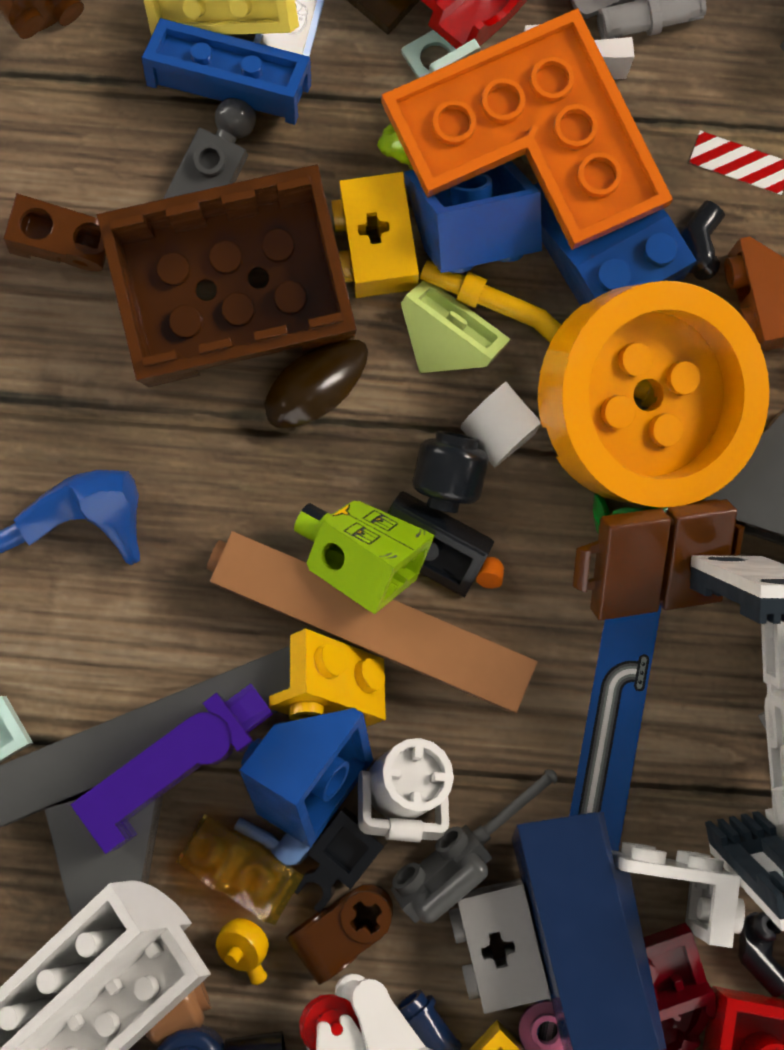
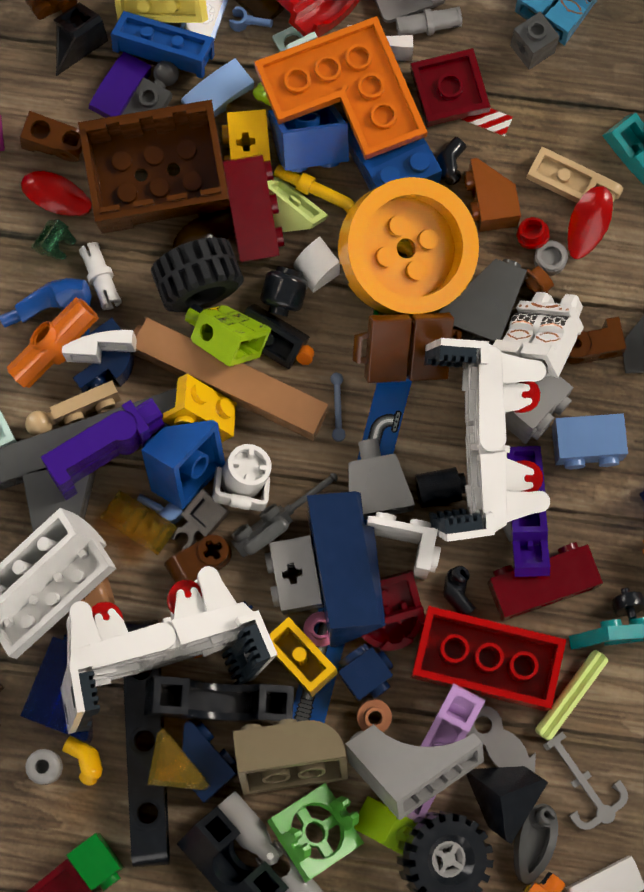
camera: 10 degrees right, 5 degrees down
(65, 402) = (49, 238): none -> clear green tile
(68, 327) = (55, 194): none -> red arm
(69, 713) = (74, 409): none -> tan plate
(80, 580) = (47, 342): none -> orange piece
(88, 62) = (77, 35): none -> black slope
(144, 592) = (90, 347): none -> white slope
(150, 460) = (100, 276): none -> white pin
(161, 144) = (119, 85): none -> dark purple slope
(183, 594) = (113, 364): none -> dark blue brick
(244, 948) = (137, 569): yellow piece -> none
(309, 456) = (197, 274): none -> black tyre
(324, 137) = (221, 87): none -> light blue slope
(359, 24) = (247, 20): none -> medium blue hand
(394, 337) = (253, 207): none -> dark red brick
(551, 699) = (338, 433): none -> sand blue hinge
(625, 782) = (379, 481): none -> light grey torso
(693, 118) = (450, 87): none -> dark red plate
(724, 783) = (440, 487): none -> black brick

